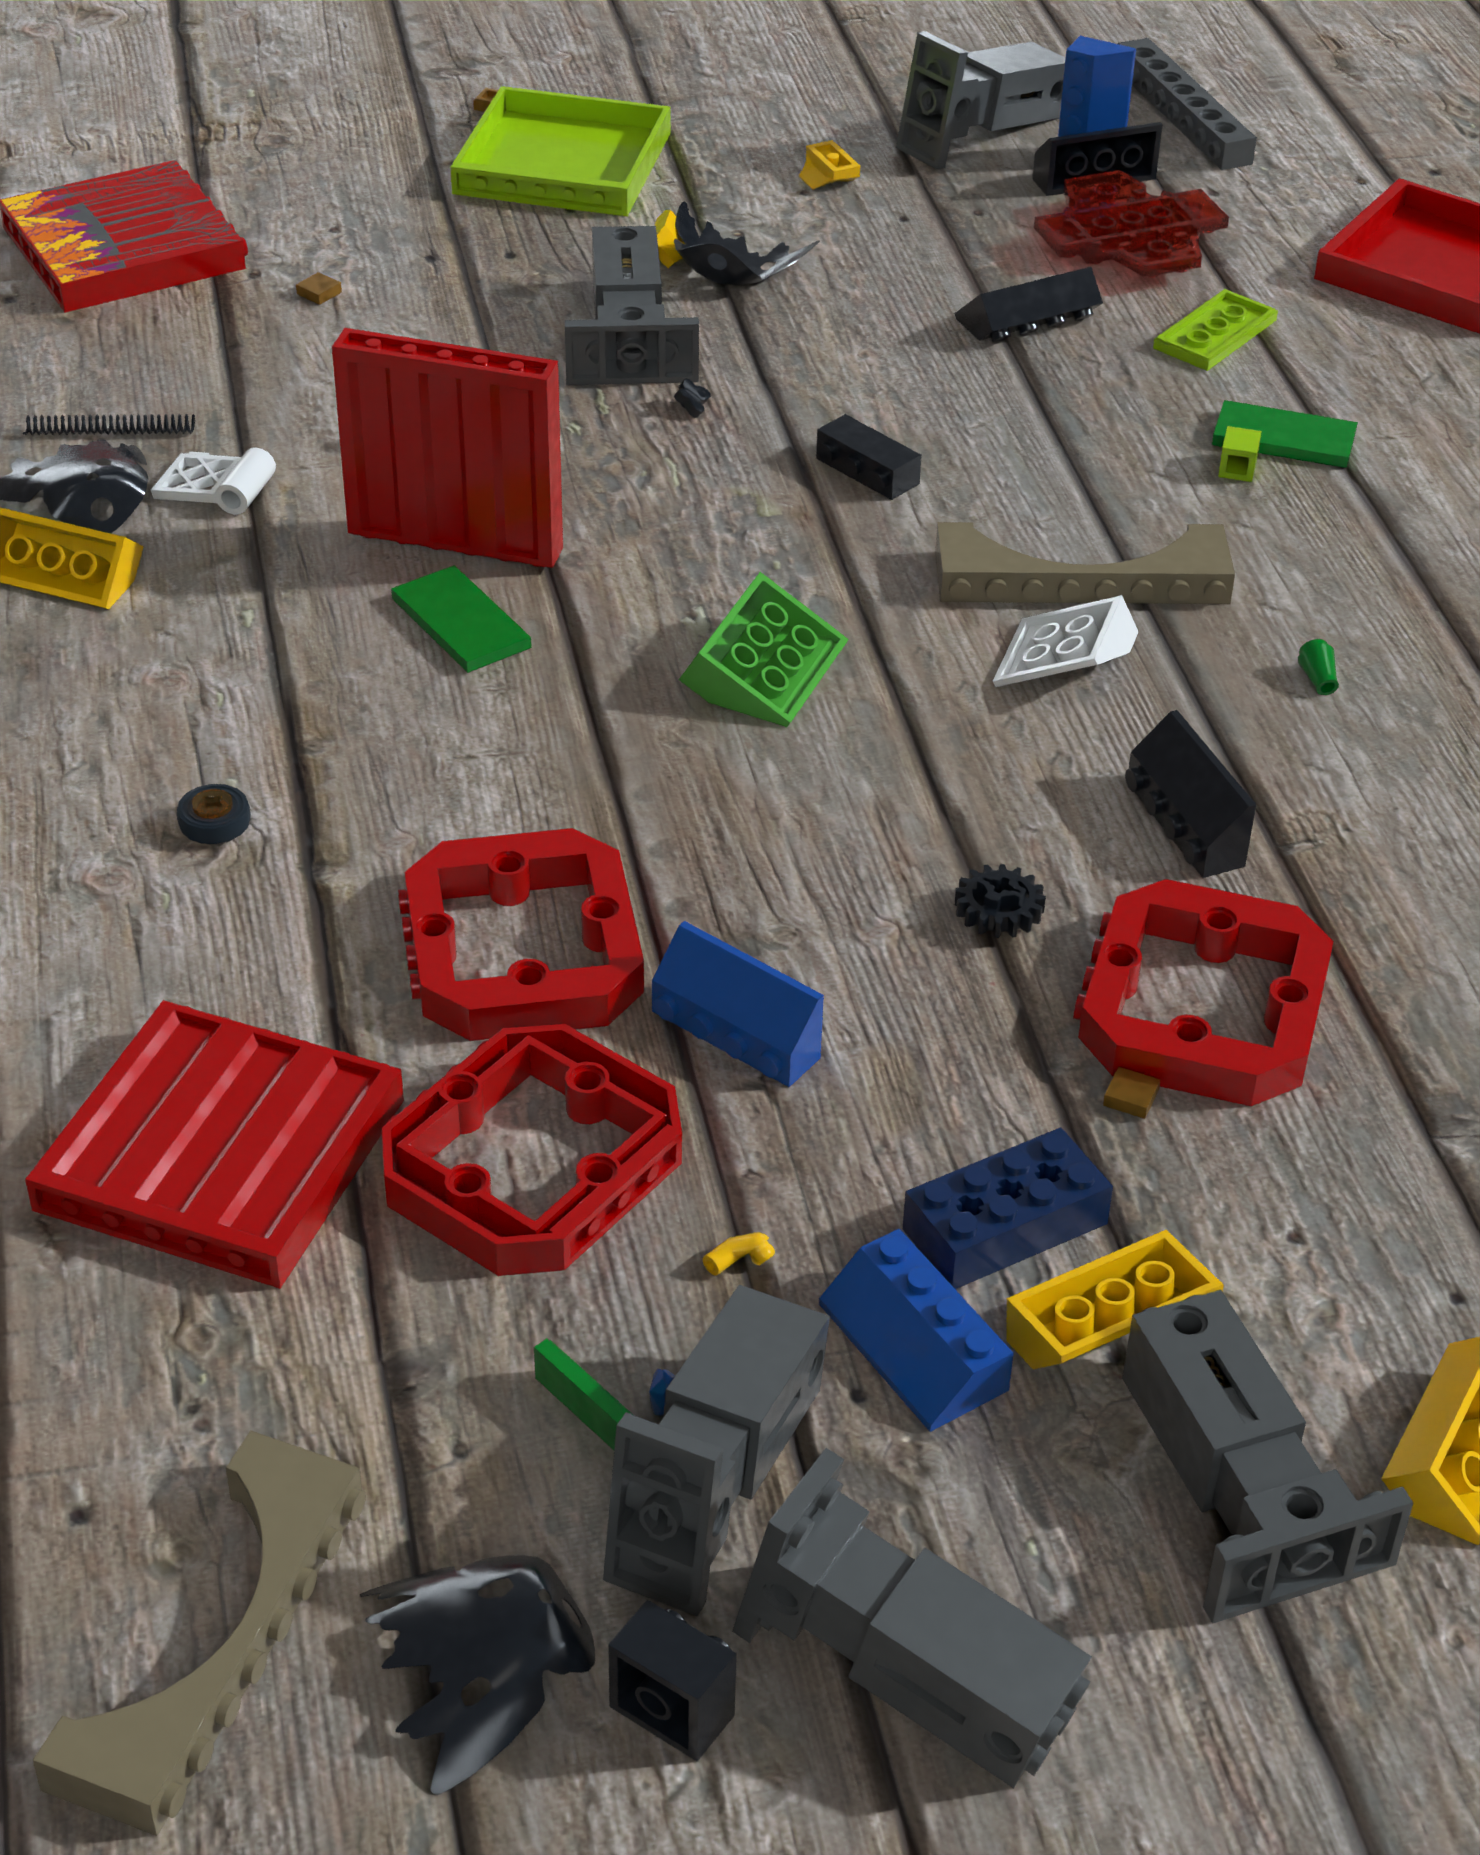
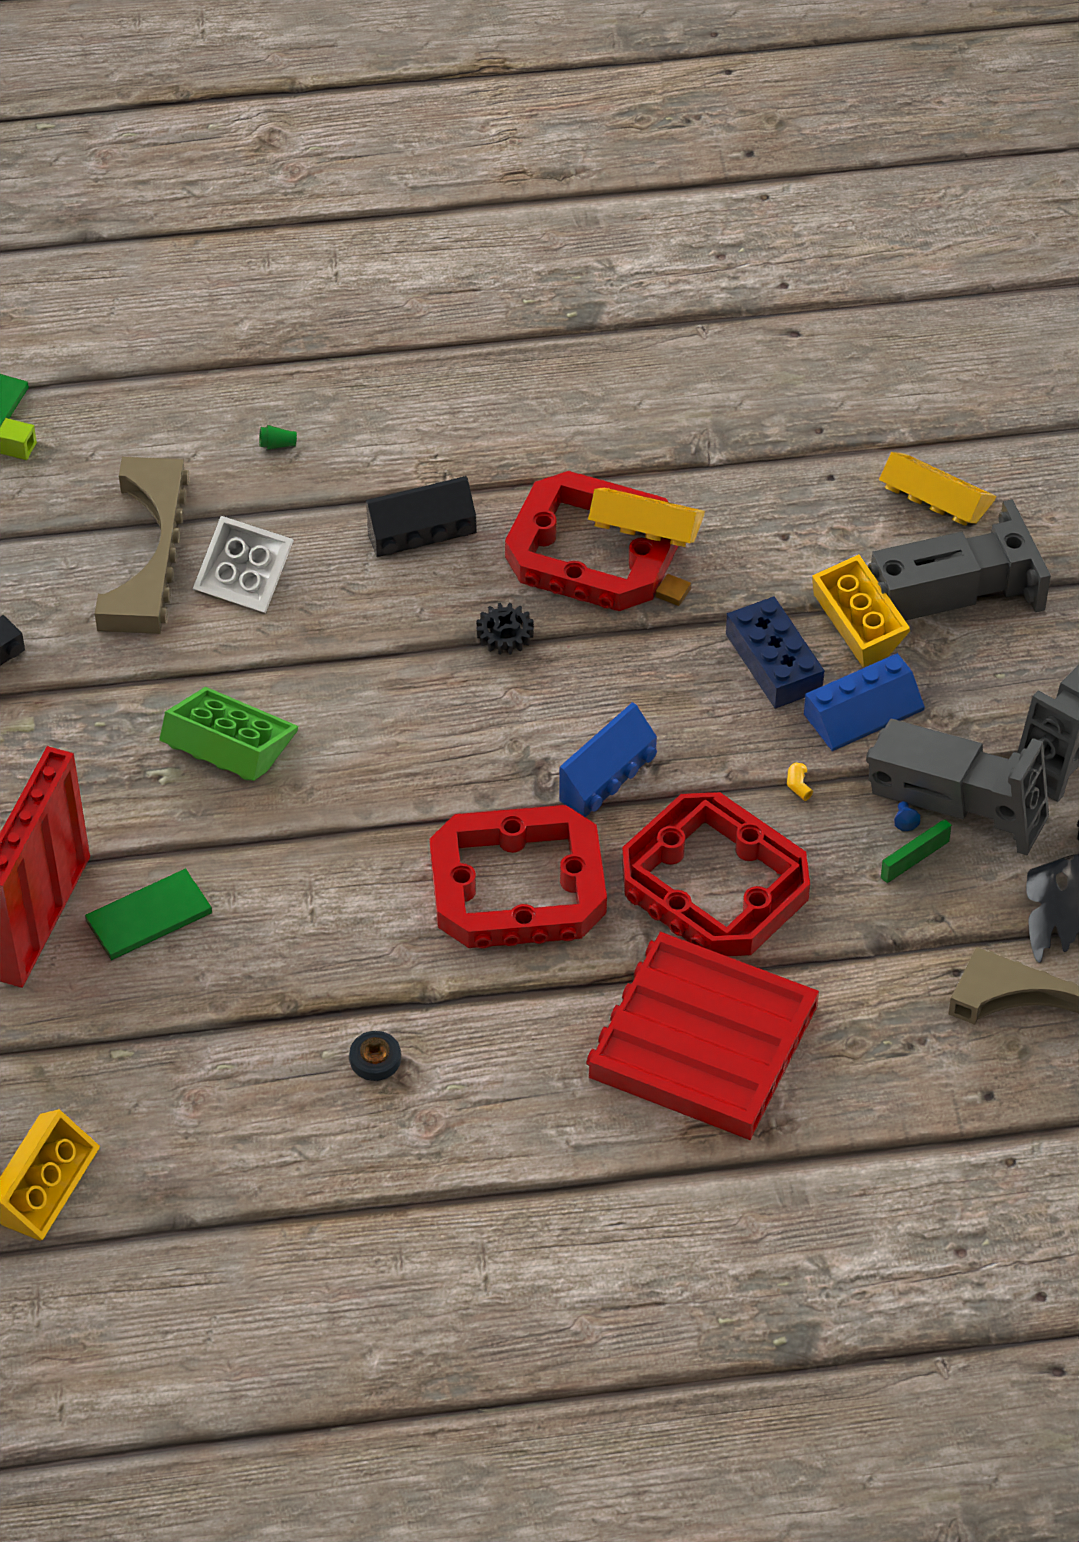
camera: 85 degrees left, 10 degrees up
(1247, 1017) = (645, 515): none -> yellow slope

